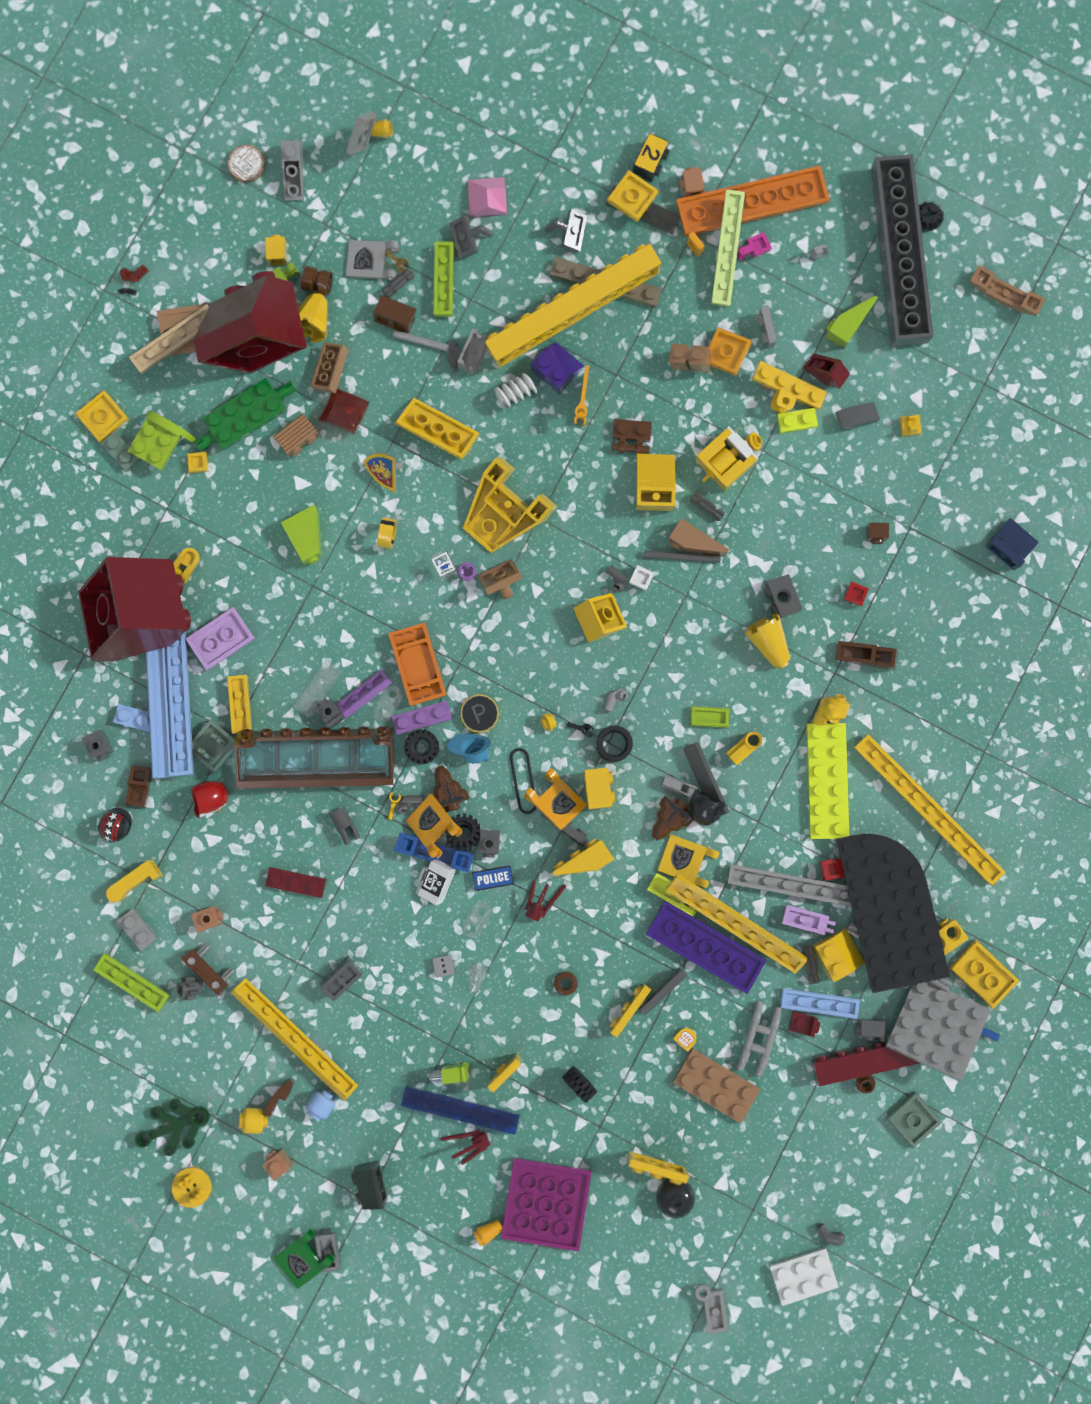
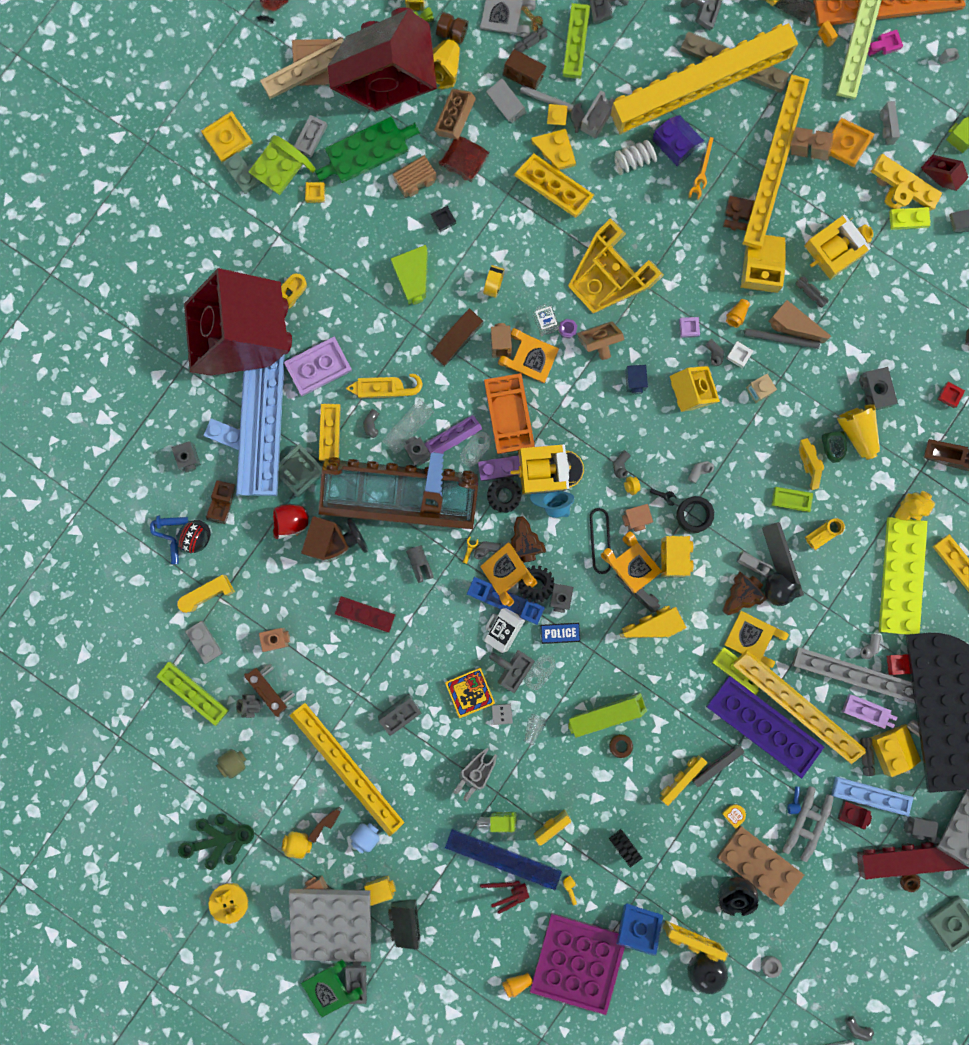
camera: 10 degrees right, 0 degrees up
(86, 813) = (165, 522): none -> blue piece
(178, 1047) = (231, 763): none -> olive head
(186, 406) = (310, 136): none -> light grey plate
(249, 813) = (327, 542): none -> reddish brown piece
(278, 692) = (369, 426): none -> dark grey arm
(289, 652) = (383, 387): none -> yellow plate
(295, 1196) = (330, 925): none -> light grey plate
(330, 475) = (443, 218): none -> black plate
(341, 1155) = (380, 890): none -> yellow brick
(348, 745) = (433, 483): none -> medium blue piece
(357, 593) = (457, 337): none -> reddish brown slope
(379, 348) = (506, 101): none -> light grey hinge
(383, 469) = (497, 218): shield -> none
(400, 592) = (501, 340): none -> medium nougat piece
(409, 948) = (470, 692): none -> tile
(421, 1031) = (475, 774): none -> light grey hinge
(432, 357) = (557, 114): none -> yellow brick
(435, 390) = (556, 148): none -> yellow wing
(435, 604) = (532, 358): none -> light orange flag
(450, 921) = (514, 671): none -> dark grey plate
(453, 718) = (536, 469): none -> yellow piece
(528, 1126) = (569, 883): none -> yellow hand
(533, 702) = (619, 465): none -> dark grey arm
(534, 909) = (600, 669): dark red plant -> none
(540, 614) = (636, 379): none -> dark blue brick
(548, 954) = (607, 715): none -> lime slope
(556, 754) = (637, 517): none -> nougat brick
(589, 555) = (689, 327): none -> lavender tile
(602, 1163) = (639, 929): none -> blue plate
(635, 537) = (738, 313): none -> light orange cone
(656, 380) = (775, 162): none -> yellow plate
(666, 609) = (761, 388): none -> tan brick
(696, 1118) = (738, 896): none -> black cylinder
(725, 682) = (811, 462): none -> yellow wing
(737, 1184) = (771, 966): none -> light grey tile
(744, 1024) = (794, 808): none -> blue hand
(745, 659) = (834, 446): none -> rock
(803, 857) = (871, 649): none -> light grey arm

